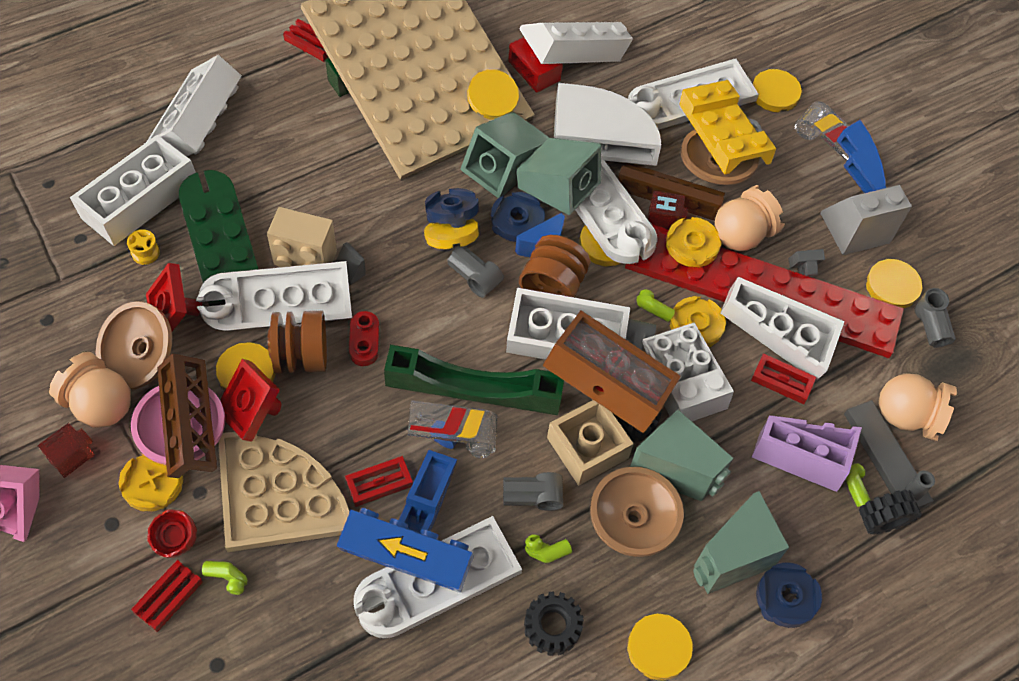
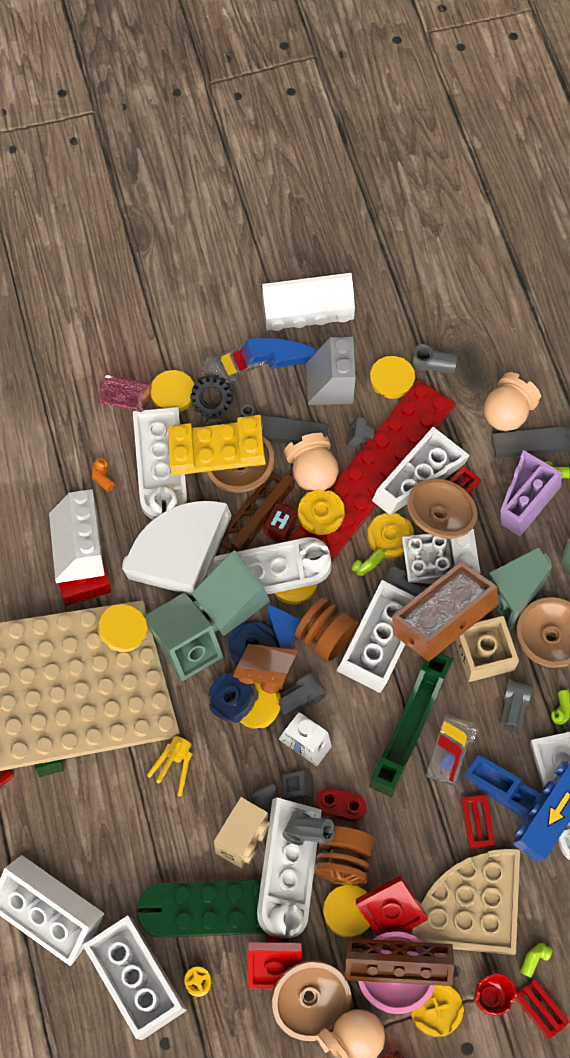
camera: 70 degrees left, 5 degrees up
(314, 292) = (306, 828): none -> dark grey piece
(376, 294) = (298, 785): none -> dark grey slope
(381, 176) = (176, 751): none -> yellow plant
(429, 275) = (305, 738): none -> white torso
(490, 222) = (265, 666): none -> dark orange slope
(656, 52) = (99, 473): none -> orange arm
(751, 45) = (124, 393): none -> clear pink brick
(751, 340) = (442, 508): none -> medium nougat dish
(775, 179) = (284, 429): none -> dark grey piece
(791, 123) = (211, 382): none -> black tyre
(941, 176) = (308, 301): none -> white slope

